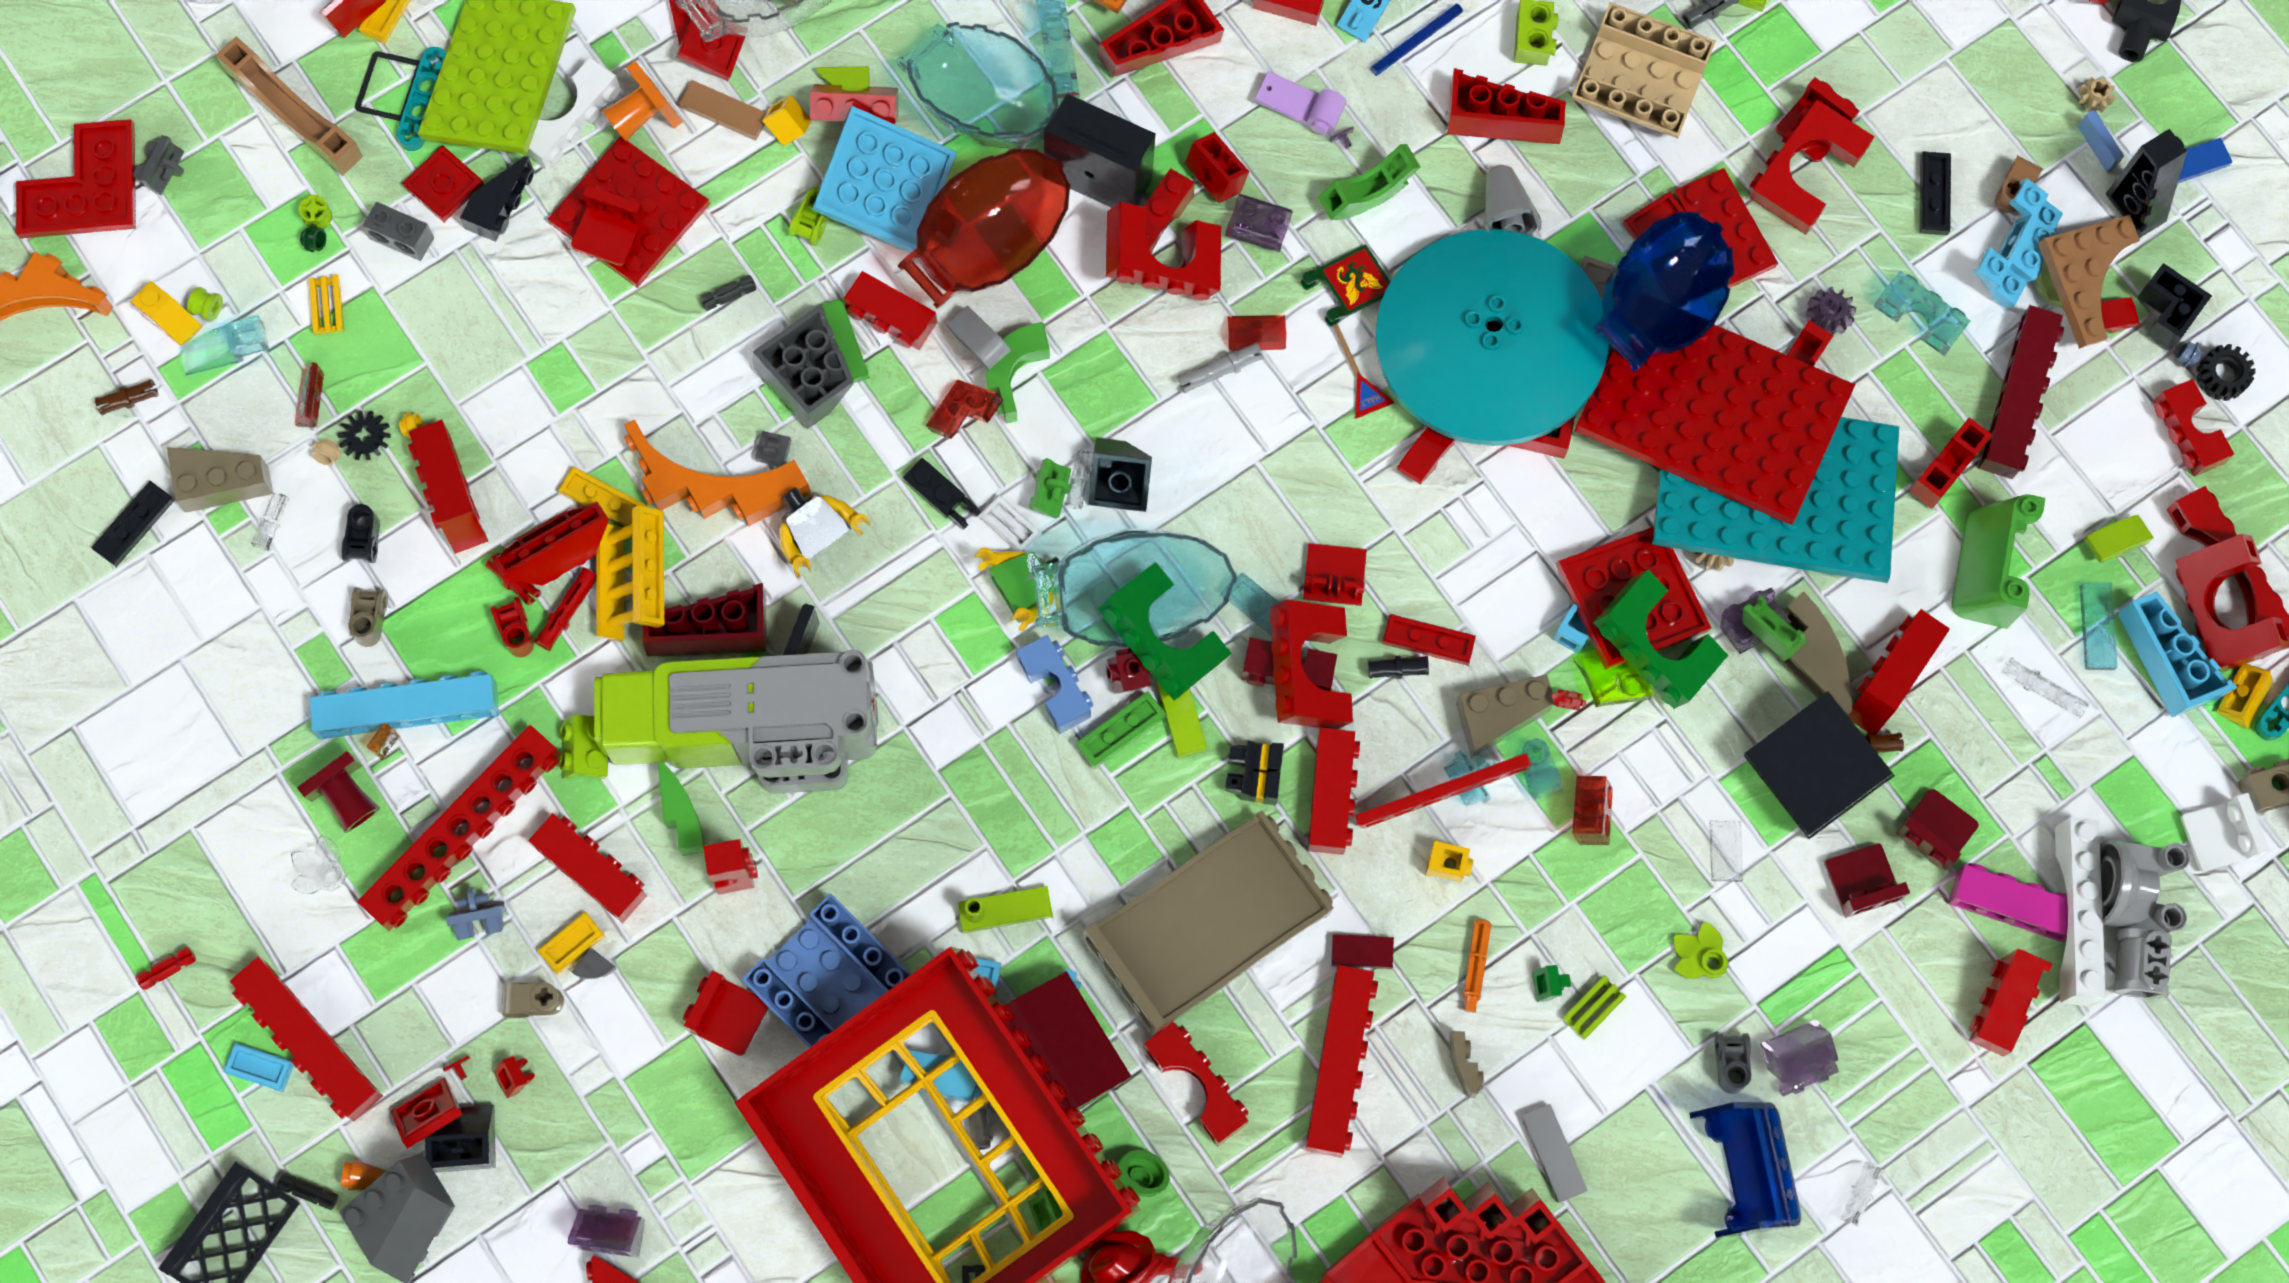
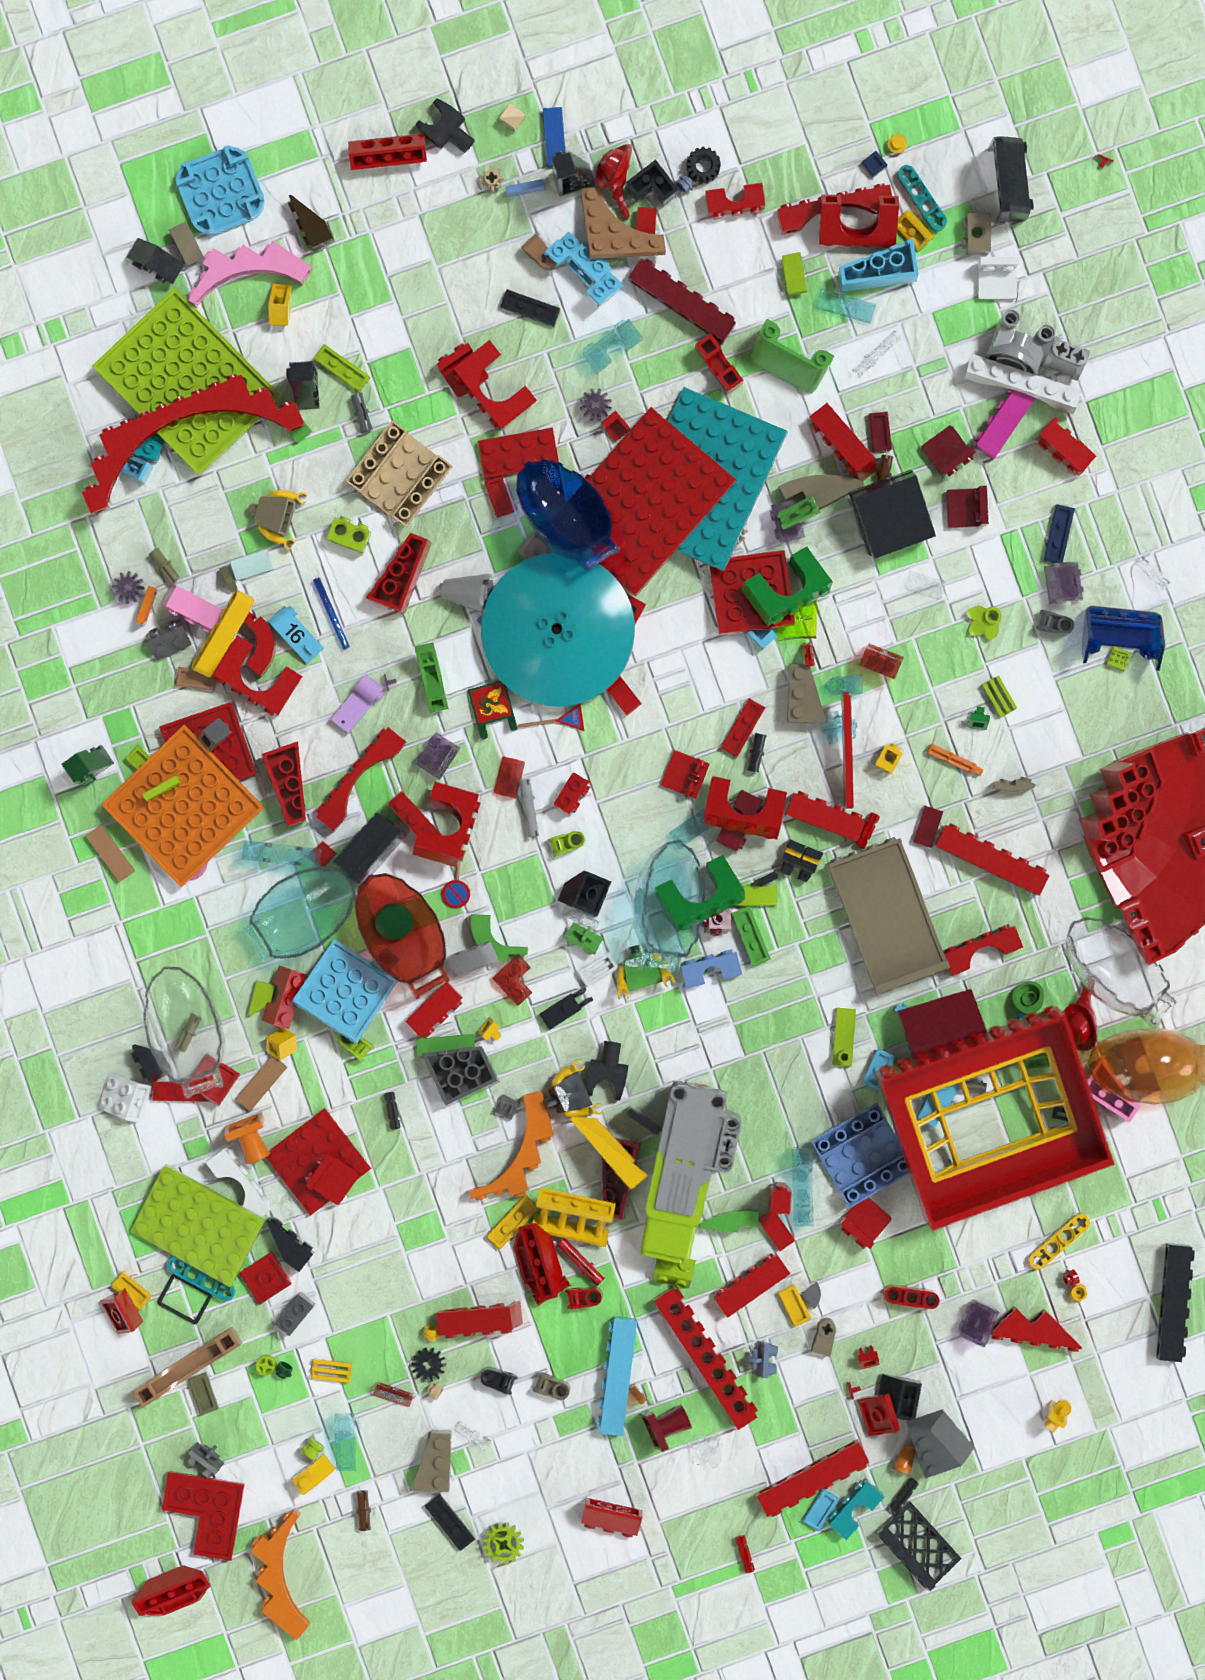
camera: 70 degrees left, 15 degrees up
(114, 617) = (496, 1538): none -> lime gear
(184, 749) = (611, 1517): none -> red slope
(256, 142) = (203, 1393): none -> olive tile
(294, 1129) = (864, 1494): none -> teal arch
(618, 1102) = (919, 1301): none -> red beam
(681, 885) = (776, 1230): none -> red tile
(735, 910) = (802, 1186): none -> clear light blue arch
(742, 596) = (610, 1150): none -> yellow wedge
(864, 575) = (608, 1069): none -> black connector
(880, 395) = (489, 1029): none -> yellow tile
(1003, 219) = (394, 921): none -> dark green tile
(1069, 302) = (456, 892): none -> piece
(1159, 111) = (335, 810): none -> red arch
(1183, 427) = (565, 843): none -> lime piece
(1214, 730) = (767, 878): none -> black tile
(1216, 167) = (392, 772): red brick -> none
(1259, 419) = (571, 793): none -> red bracket
(1330, 861) = (867, 830): none -> red axle
(1554, 1153) = (1079, 747): light grey tile -> none
(1711, 1178) = (1119, 658): none -> lime tile
(1873, 1032) = (1058, 534): none -> dark blue tile
(1931, 723) = (880, 431): none -> dark red tile
(2167, 247) = (612, 173): none -> red hat
(2192, 100) = (512, 117): none -> tan slope

